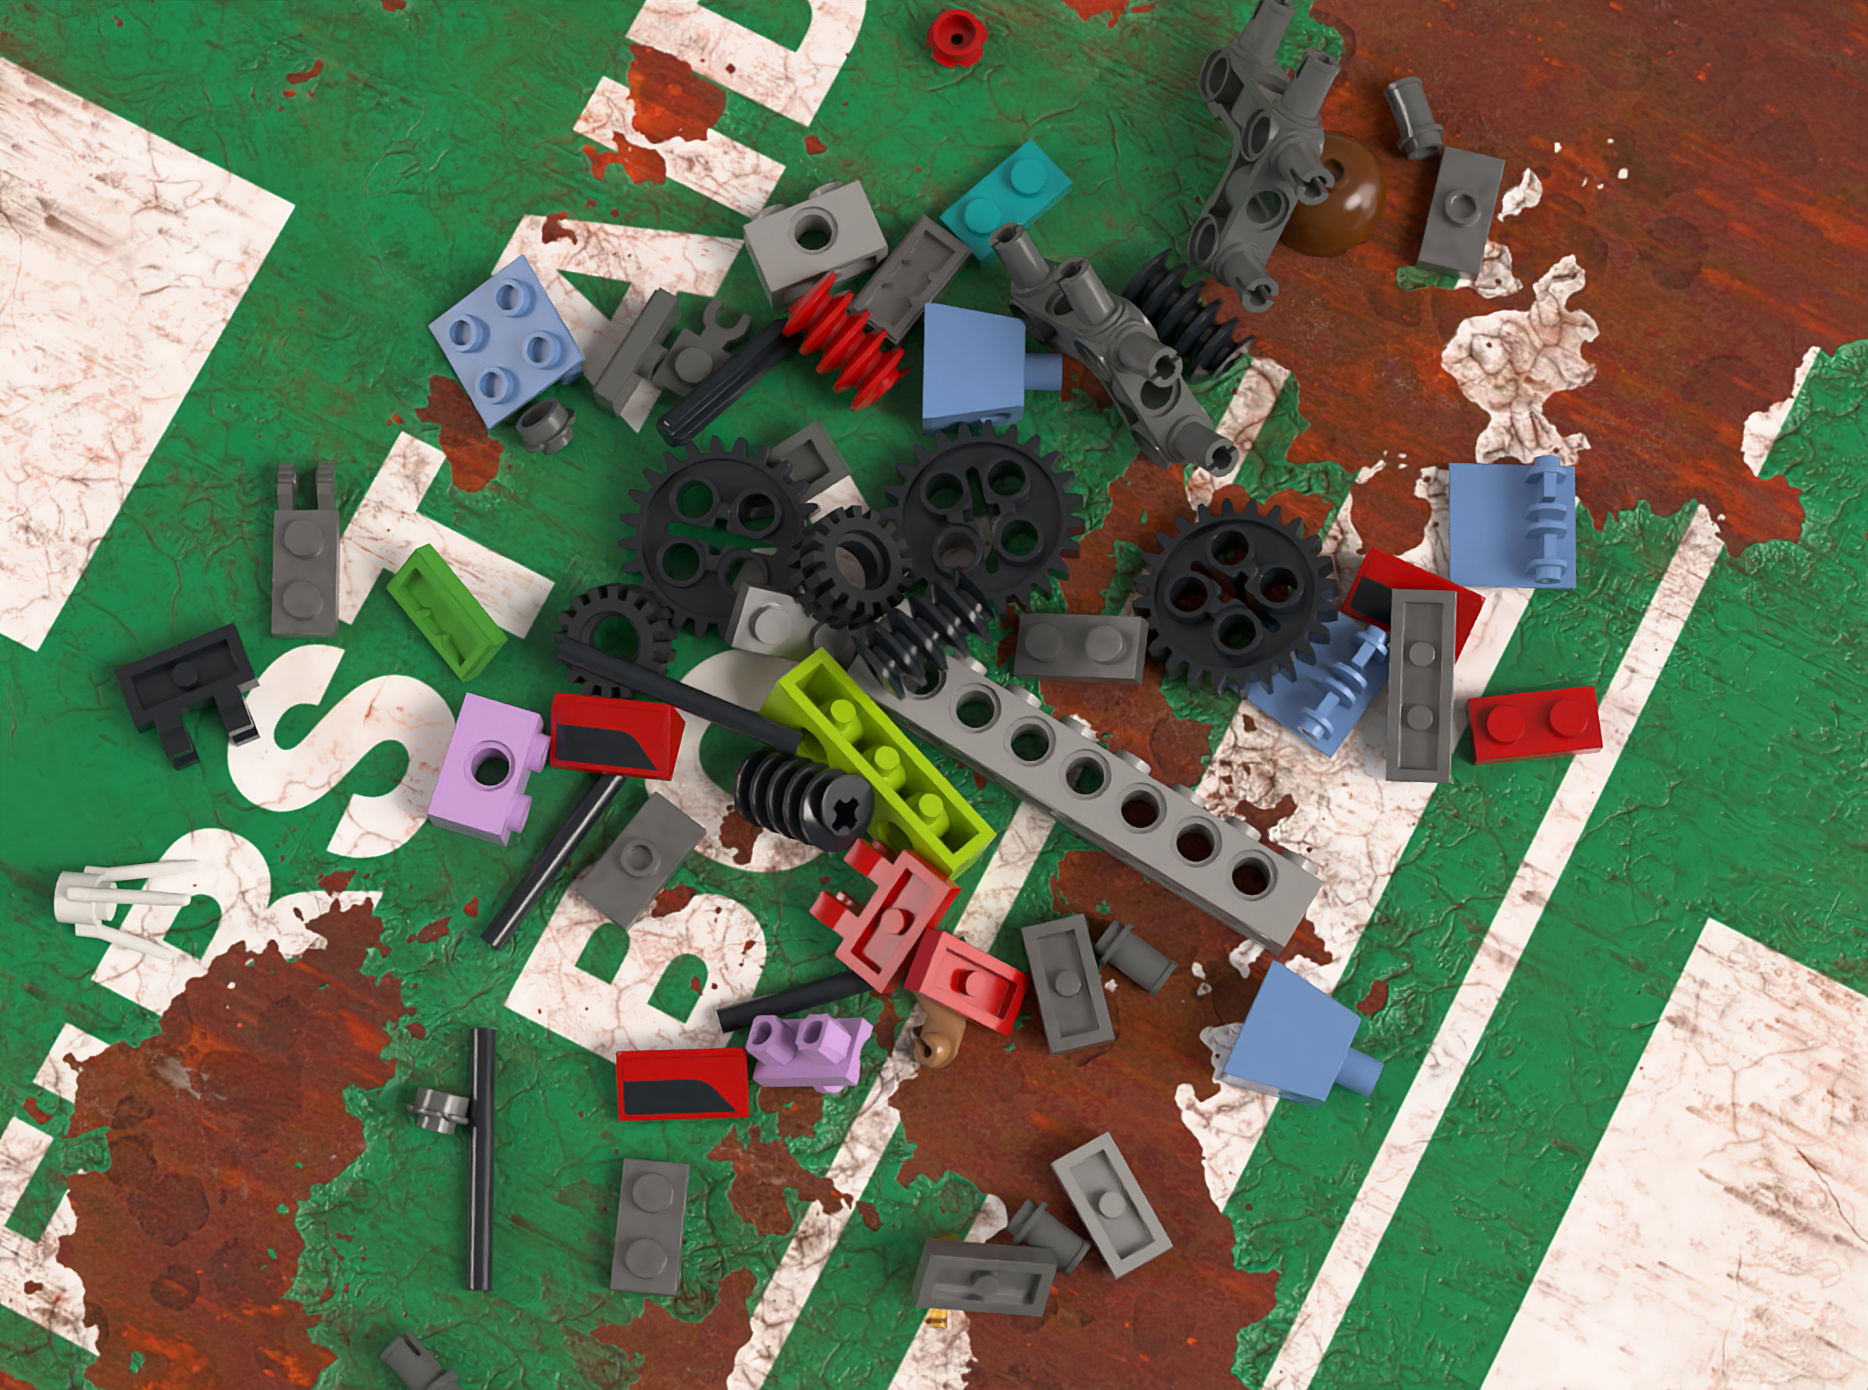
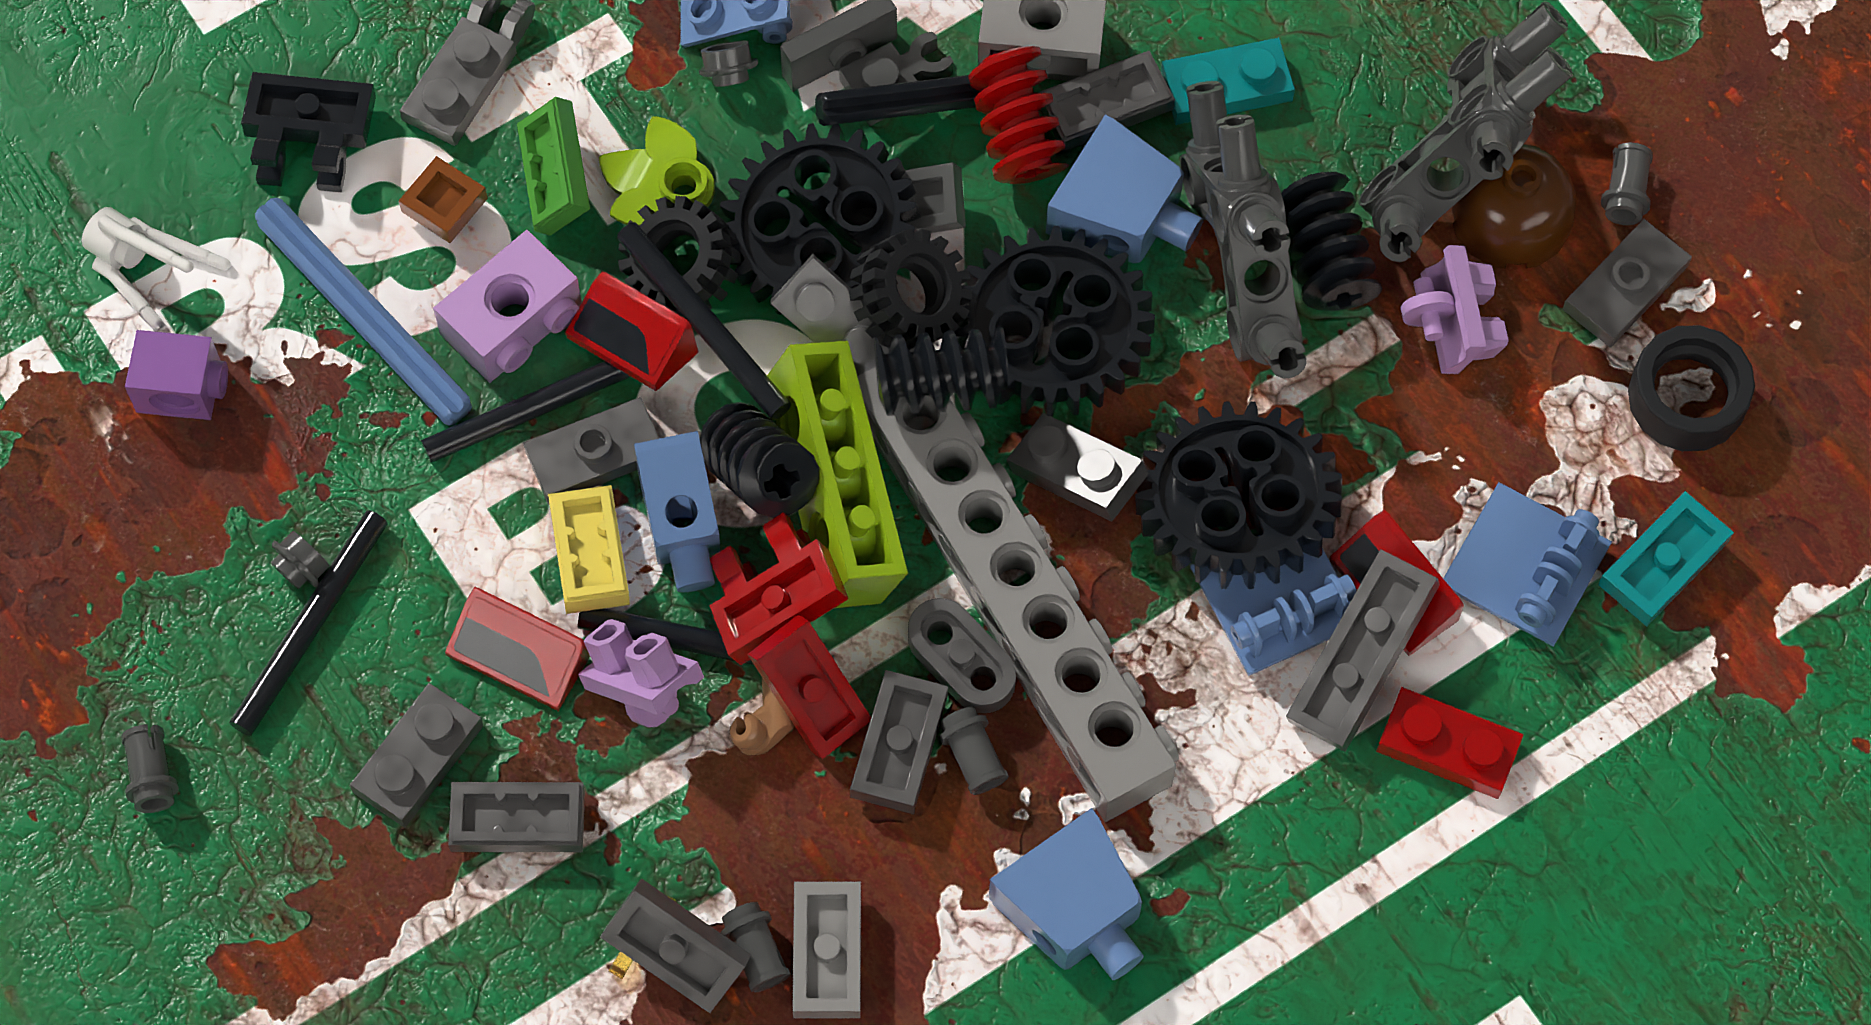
camera: 30 degrees right, 10 degrees down
(223, 998) = (175, 375): none -> medium lavender brick
(352, 843) = (363, 311): none -> medium blue axle
(364, 698) = (443, 199): none -> dark orange plate
(536, 569) = (656, 171): none -> lime plate
(693, 958) = (589, 549): none -> light yellow plate
(736, 862) = (675, 489): none -> medium blue torso
(774, 1236) = (516, 817): none -> flat silver plate
(1078, 872) = (964, 657): none -> flat silver plate
(1326, 324) = (1450, 313): none -> lavender hips
(1577, 241) = (1706, 347): none -> black tyre
(1630, 458) = (1665, 558): none -> teal plate

